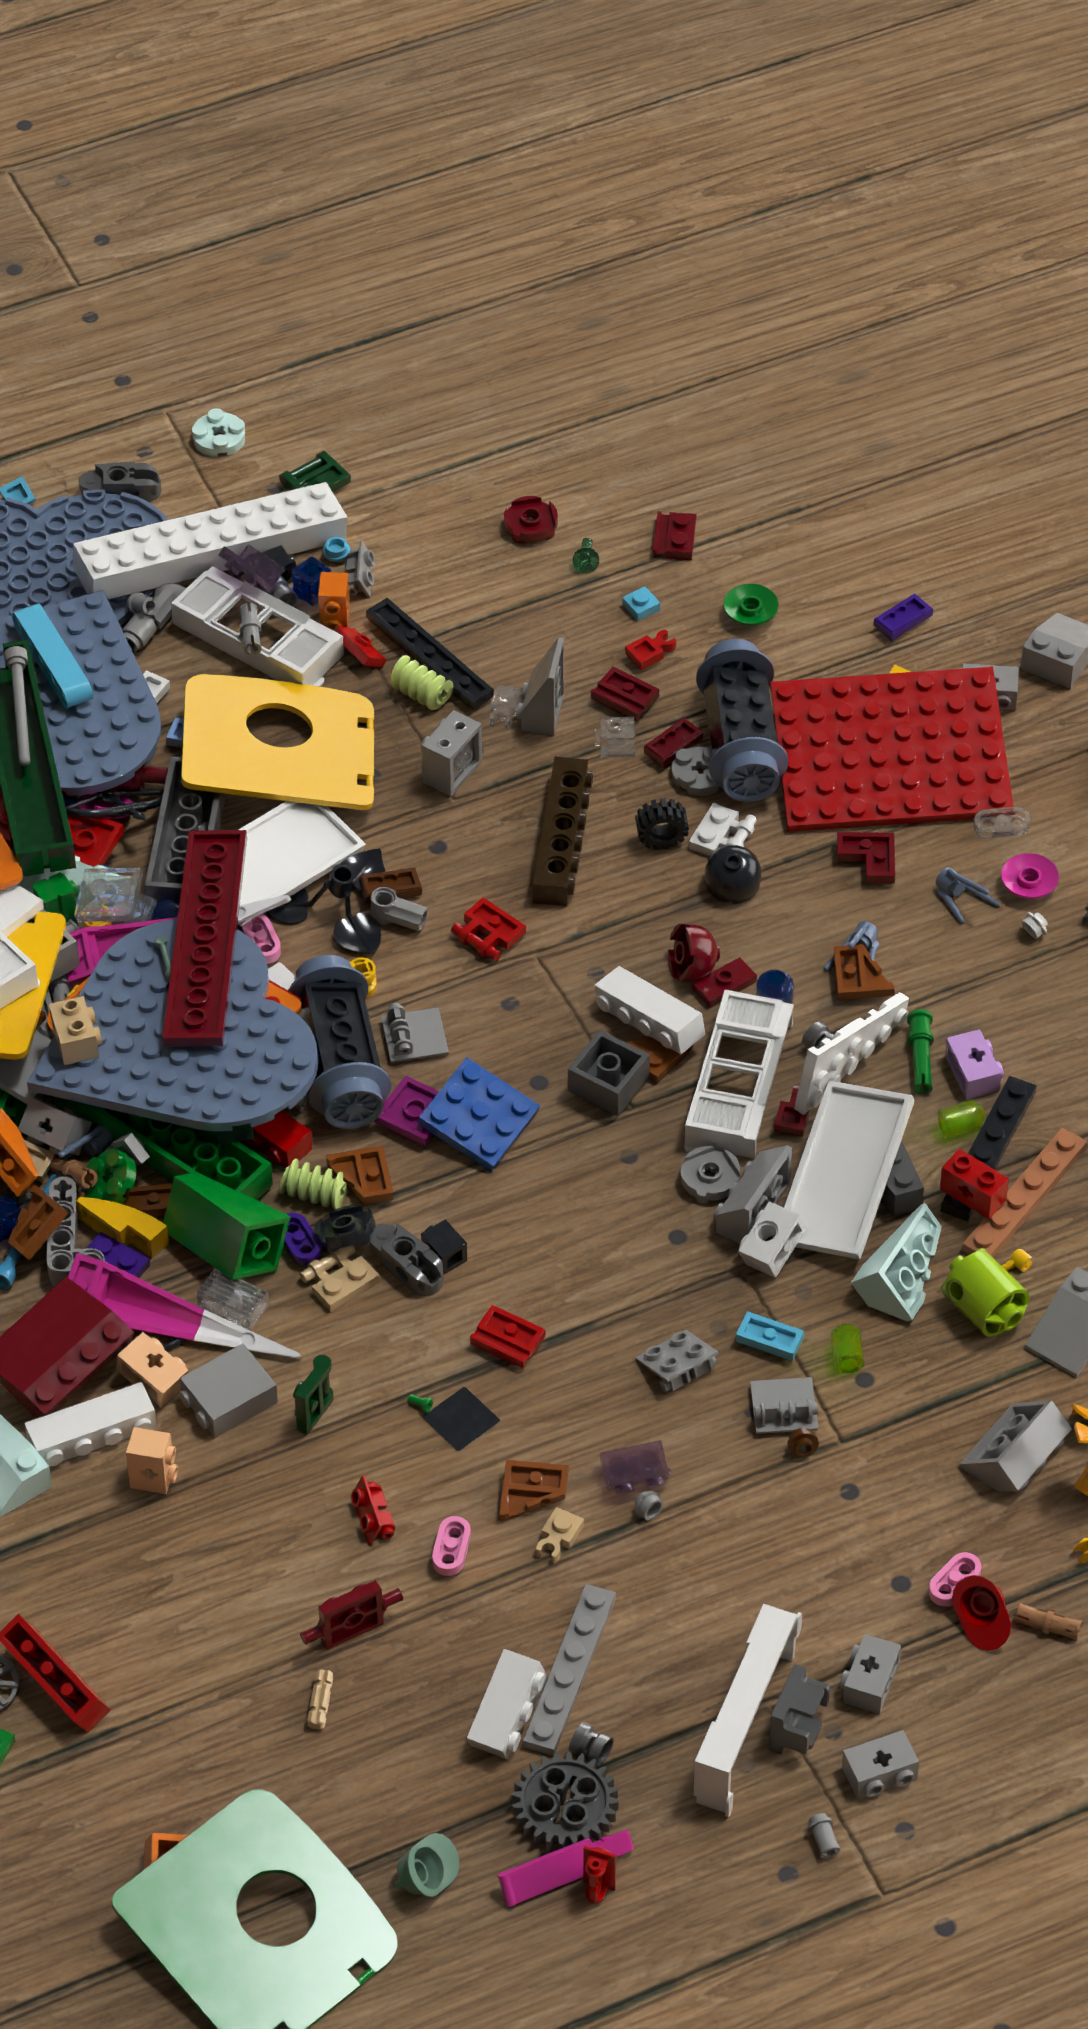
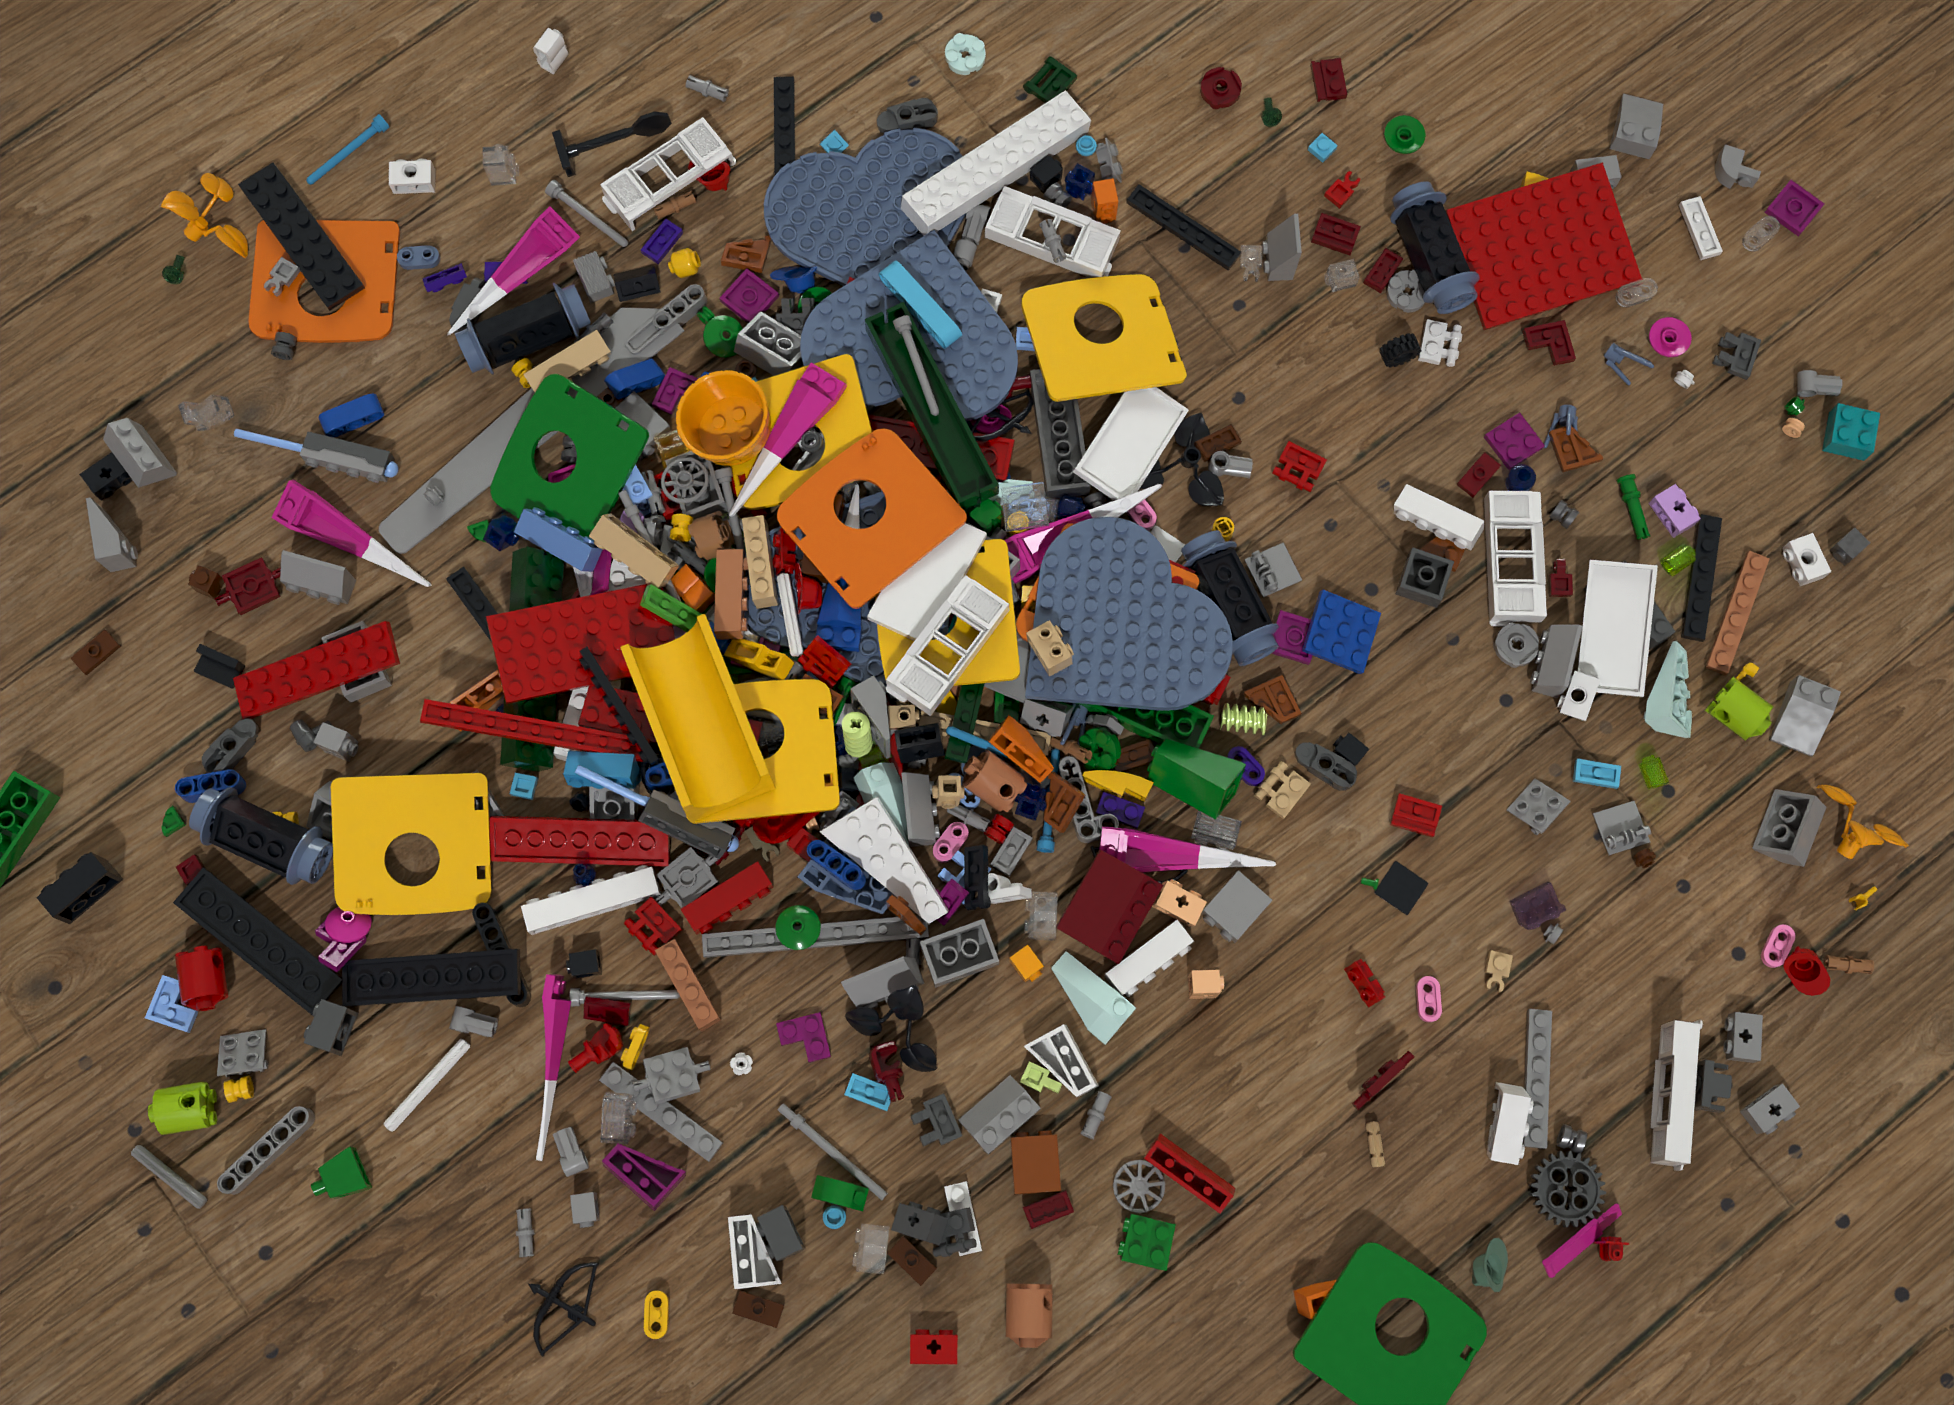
camera: 15 degrees left, 25 degrees up
(140, 603) = (959, 230): light grey pin -> none
(161, 942) = (1083, 549): sand green hinge -> none
(205, 938) = (1117, 542): dark red plate -> none
(254, 565) = (1037, 181): clear purple bracket -> none
(313, 1395) = (1300, 906): dark green plate -> none
(345, 1228) = (1284, 762): black plate -> none
(361, 647) = (1131, 232): red plate -> none
(420, 683) = (1186, 258): yellowish green piece -> none
(451, 753) = (1230, 319): light grey piece -> none
(531, 1486) = (1469, 937): dark orange wing -> none
(561, 831) = (1329, 419): dark brown brick -> none
(693, 953) = (1452, 459): dark red cylinder -> none
(733, 874) = (1460, 381): black cylinder -> none
(786, 950) = (1514, 441): none -> magenta plate
(824, 1836) = (1746, 1172): light grey pin -> none
(846, 1049) = (1593, 526): white wing -> none
(903, 617) = (1516, 121): dark purple plate -> none
(974, 1183) = (1709, 620): red brick -> none

